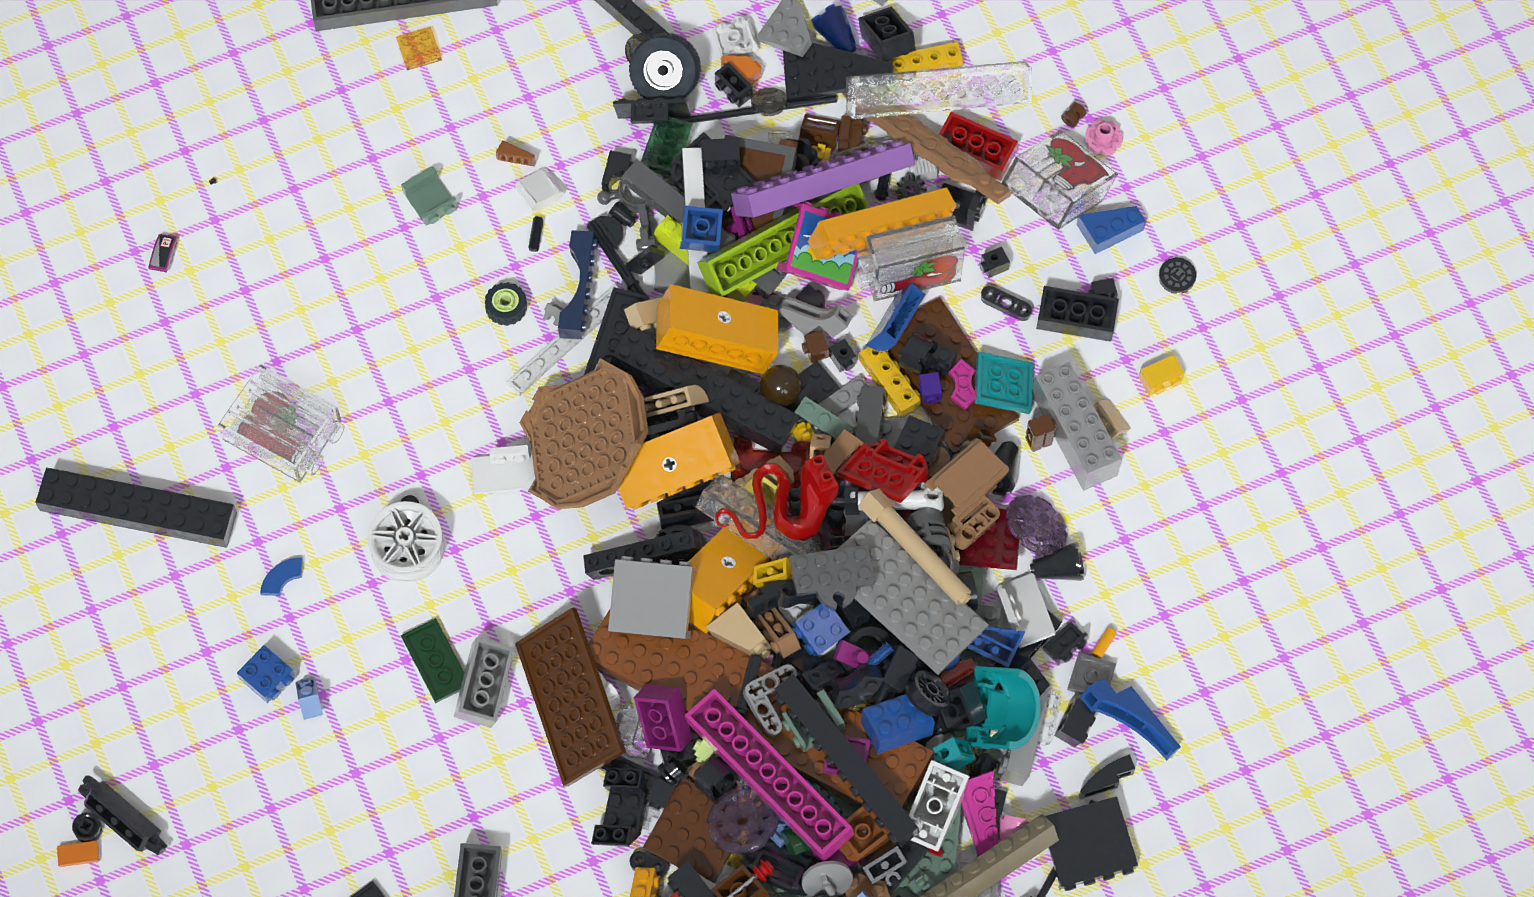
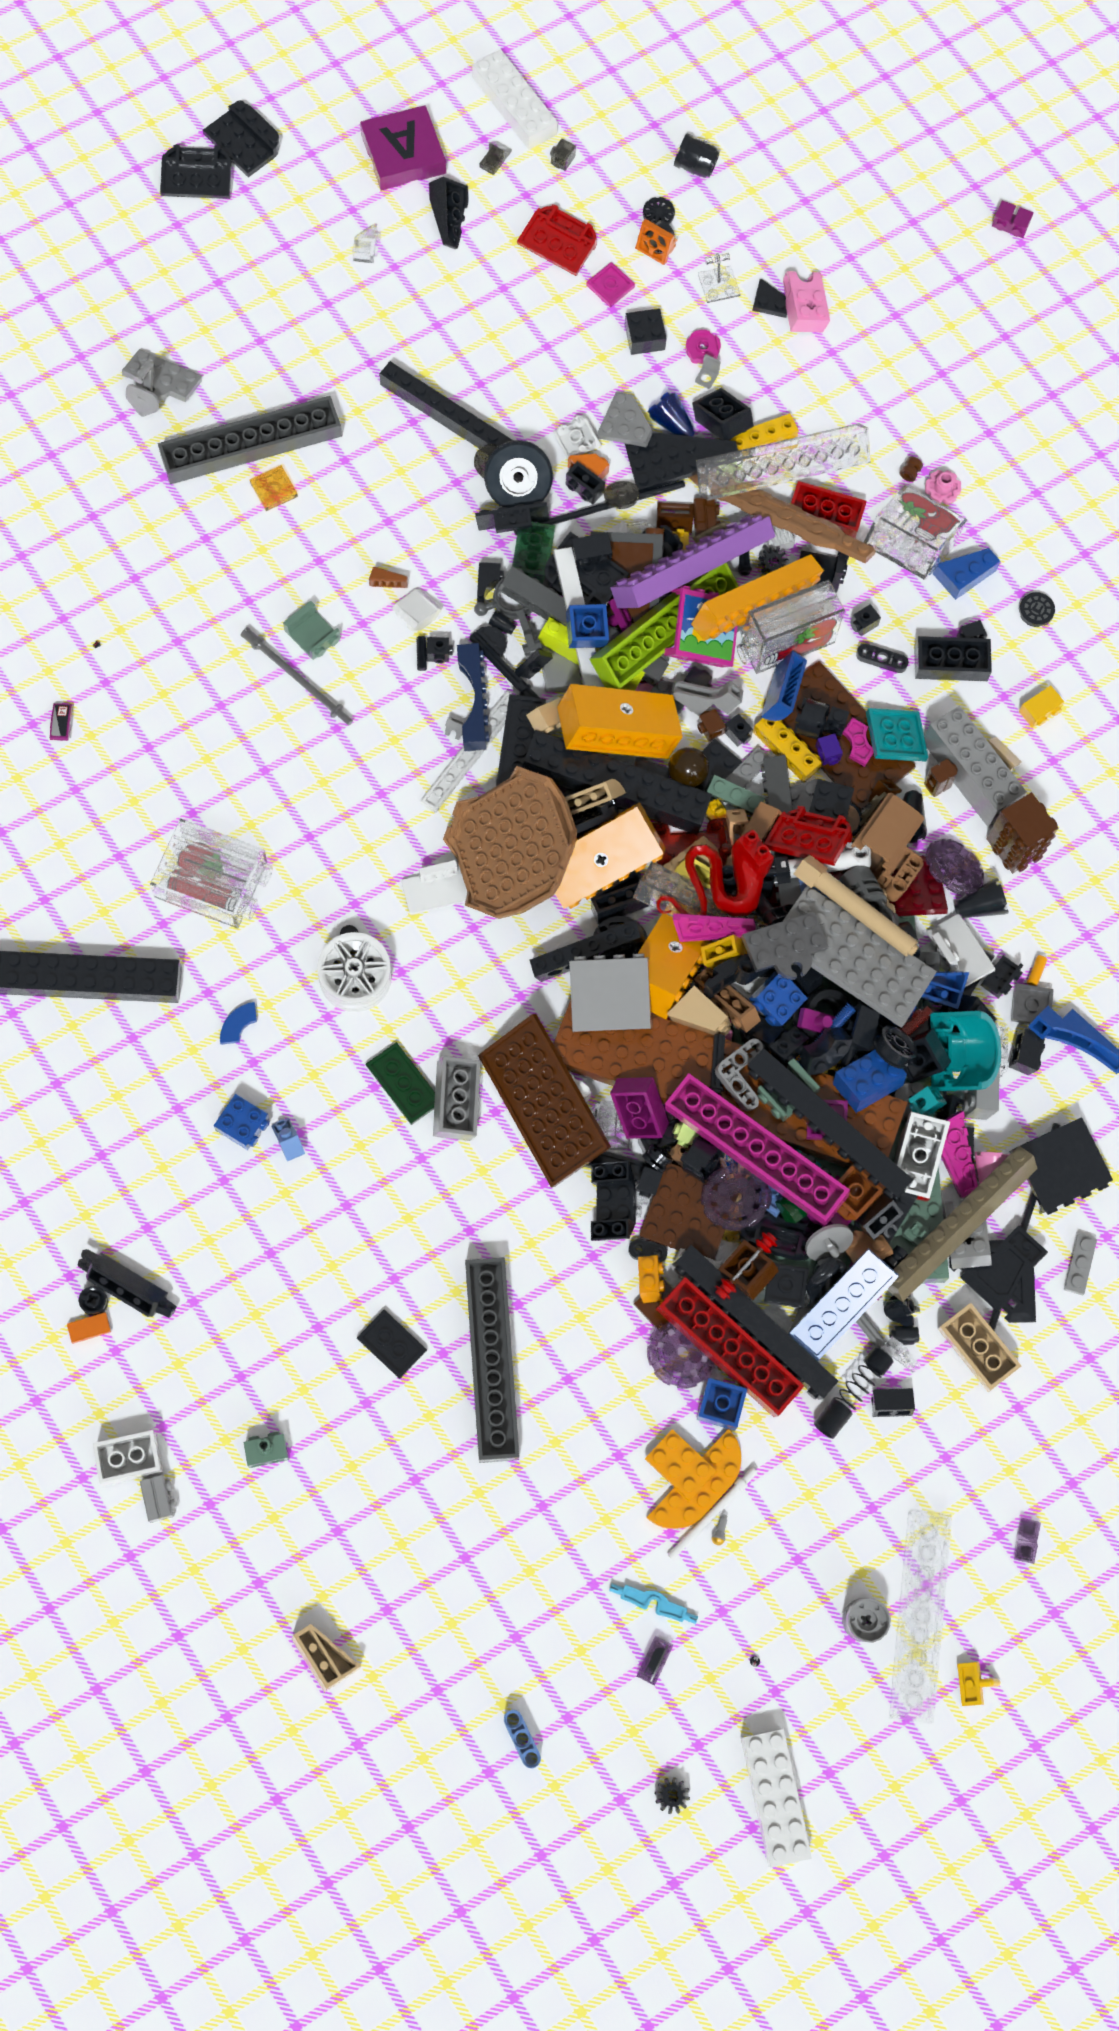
camera: 15 degrees left, 5 degrees up
(372, 201) = (258, 643): none -> flat silver bar
(508, 313) = (403, 715): black wheel -> none
(553, 232) = (439, 649): none -> black brick
(762, 547) = (710, 927): none -> dark pink wing
(1108, 777) = (1067, 1099): black slope -> none
(1110, 500) = (1022, 833): none -> reddish brown brick

